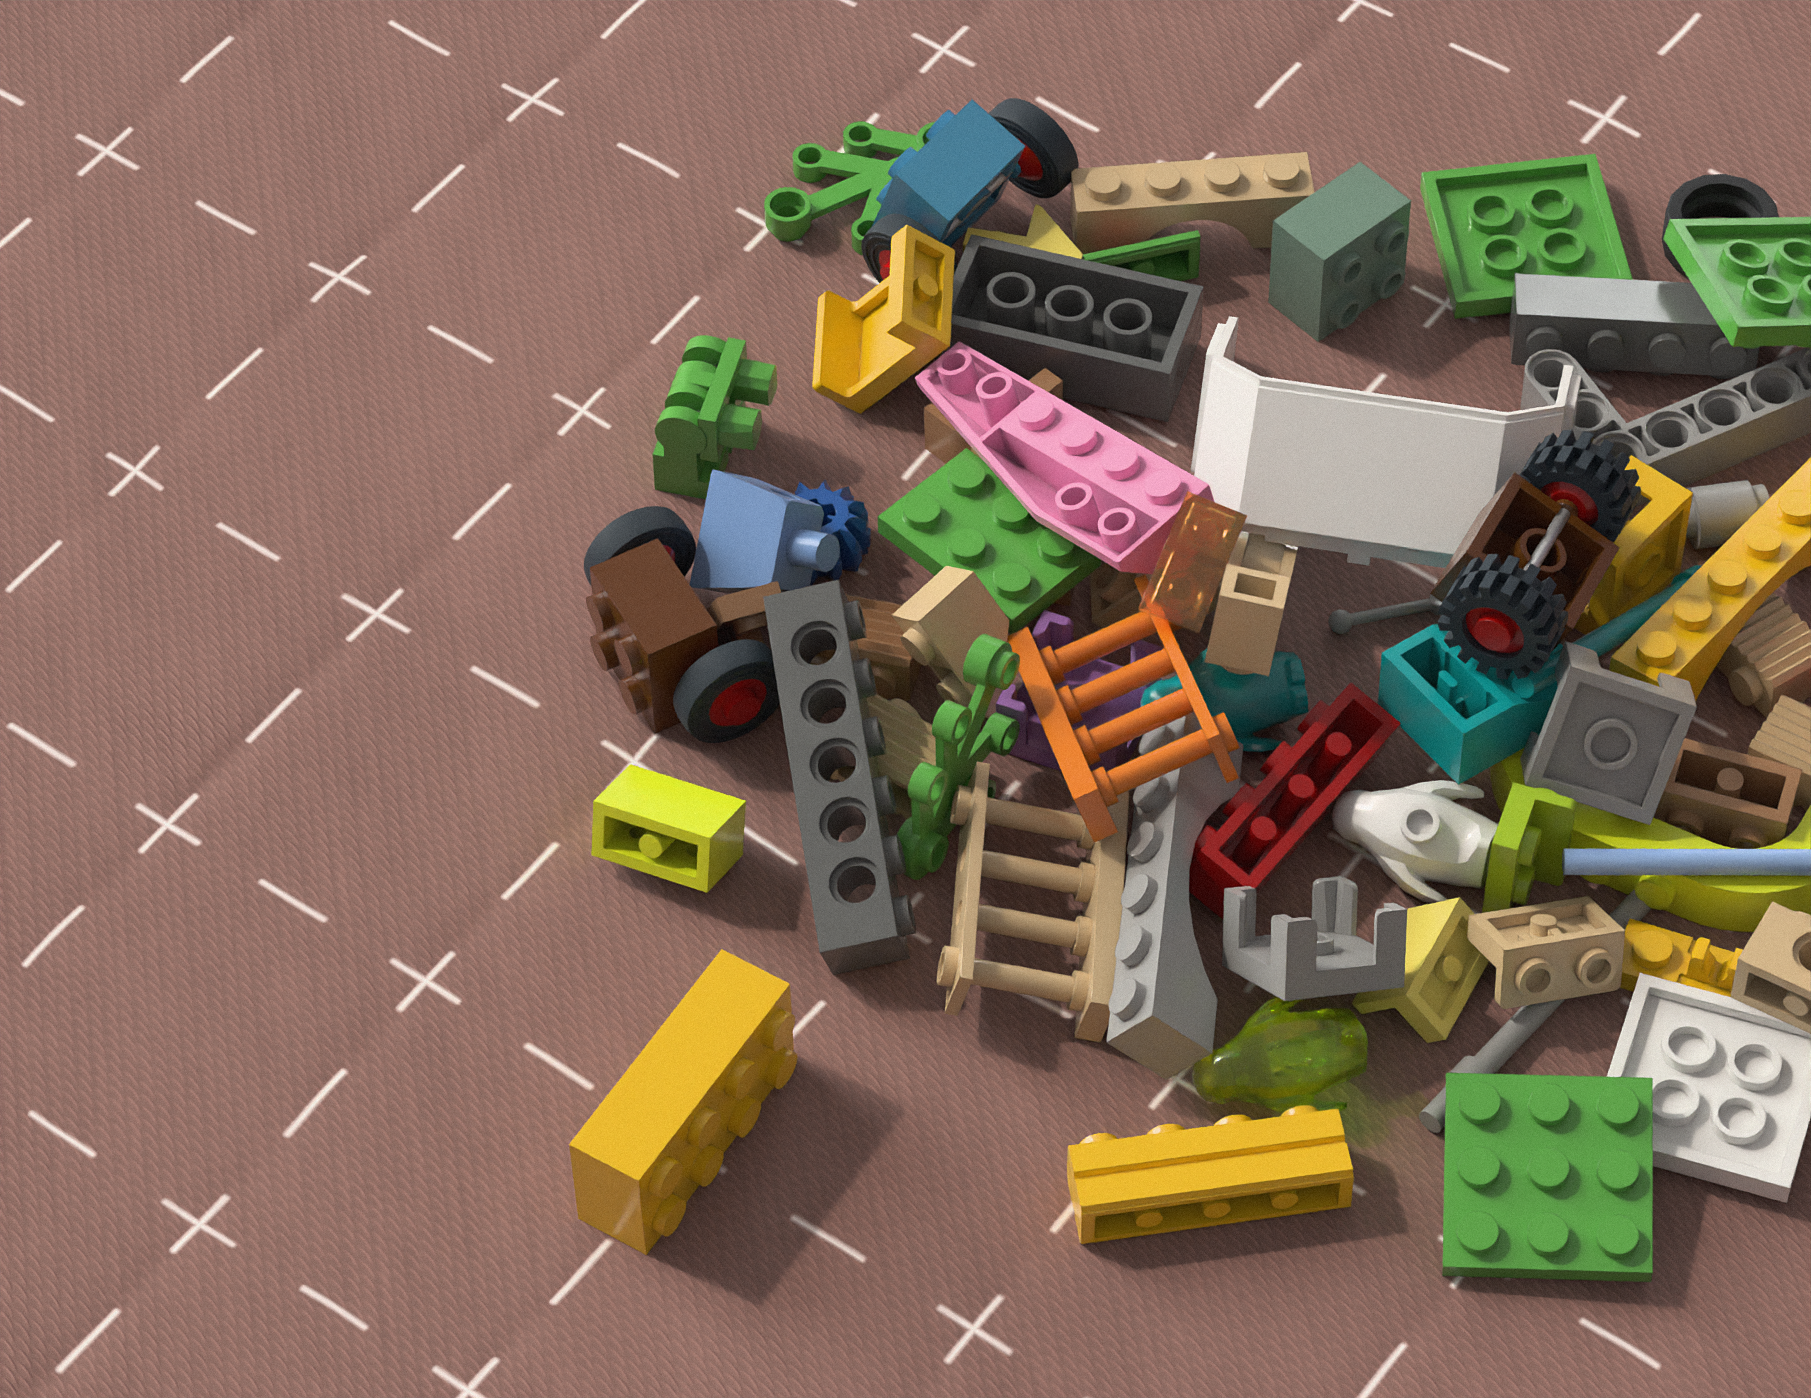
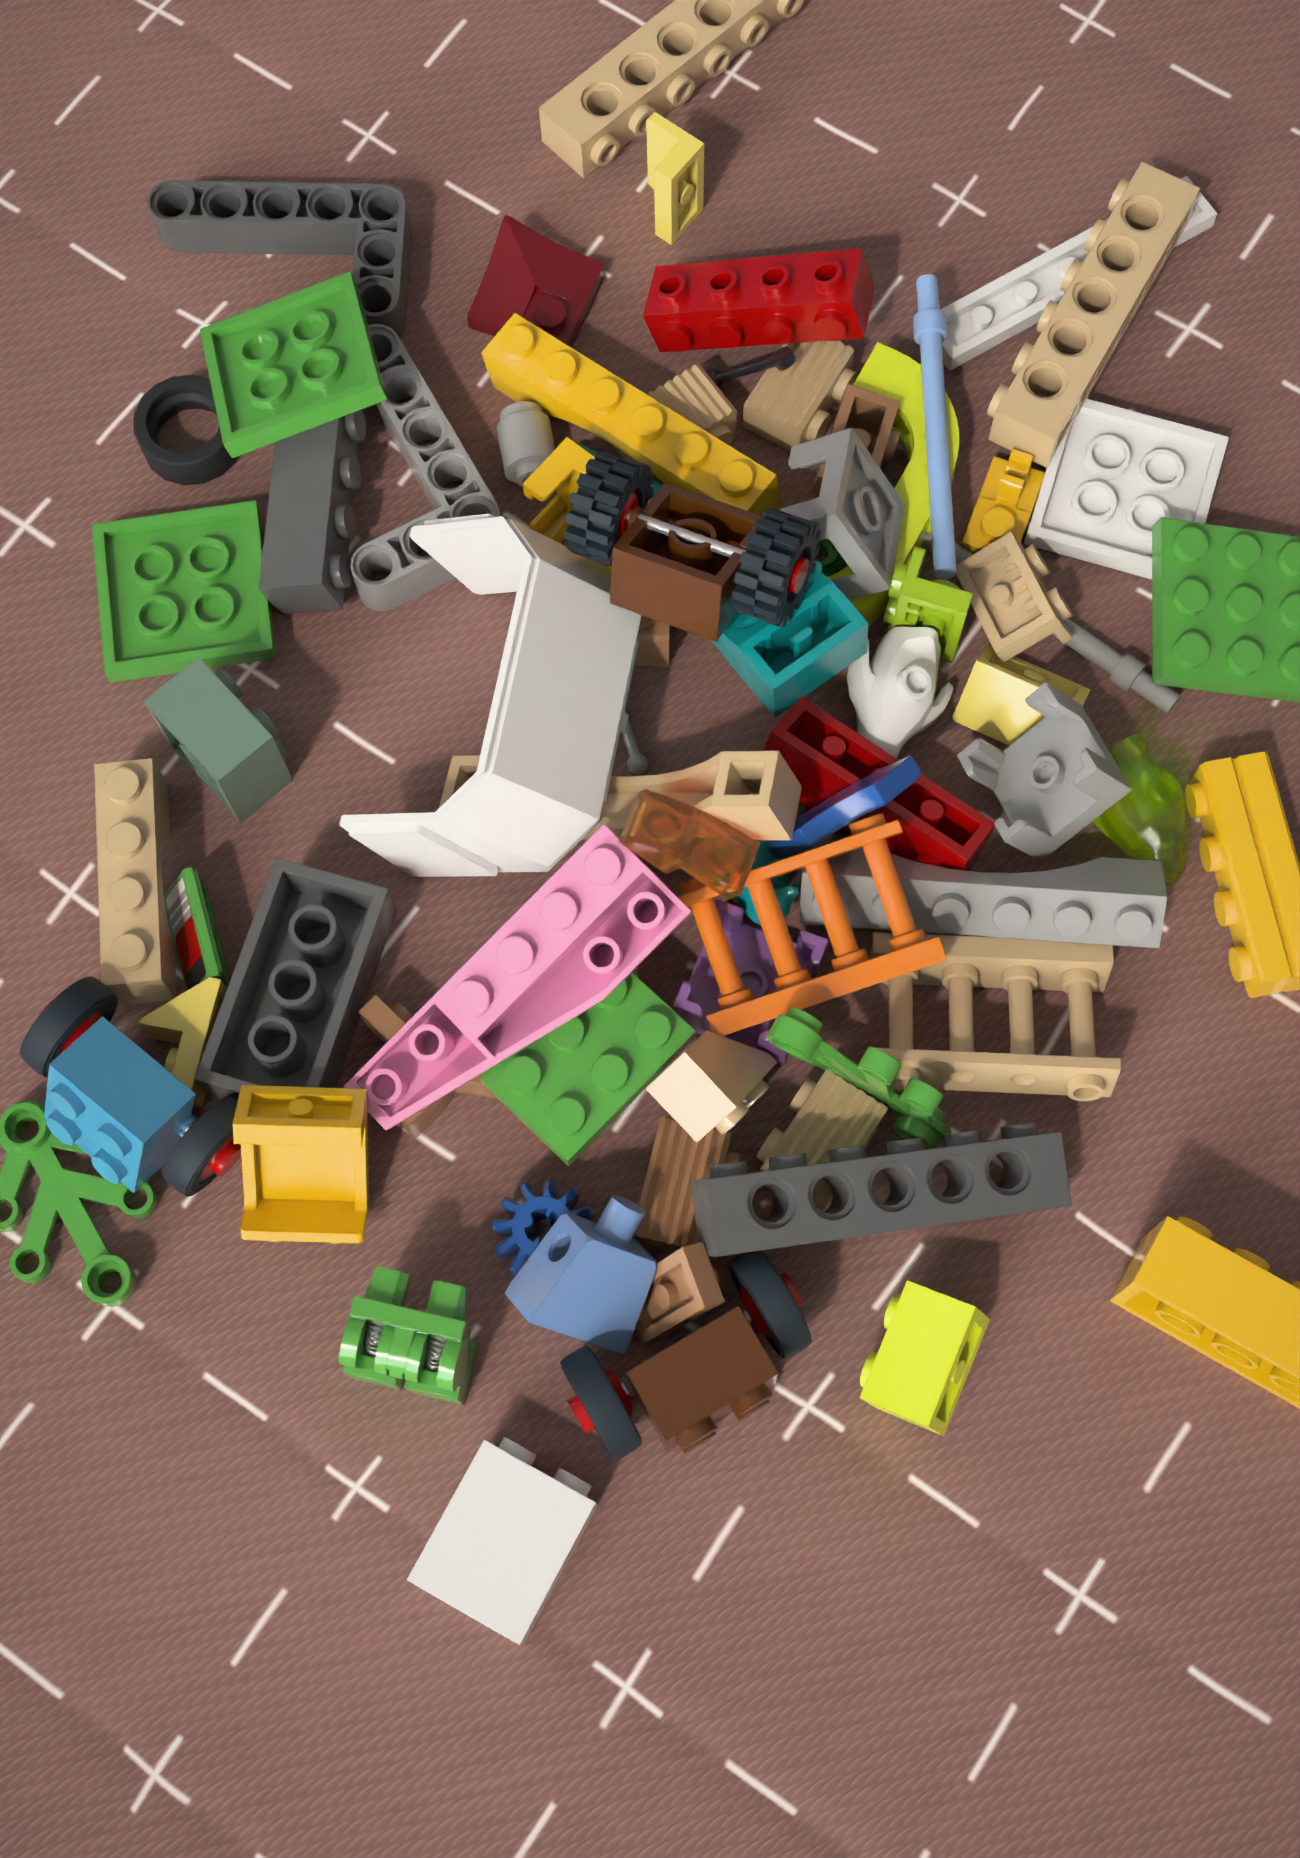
camera: 90 degrees left, 20 degrees up
(518, 503) = (504, 1539): none -> white brick
(1251, 727) = (847, 806): none -> blue tile

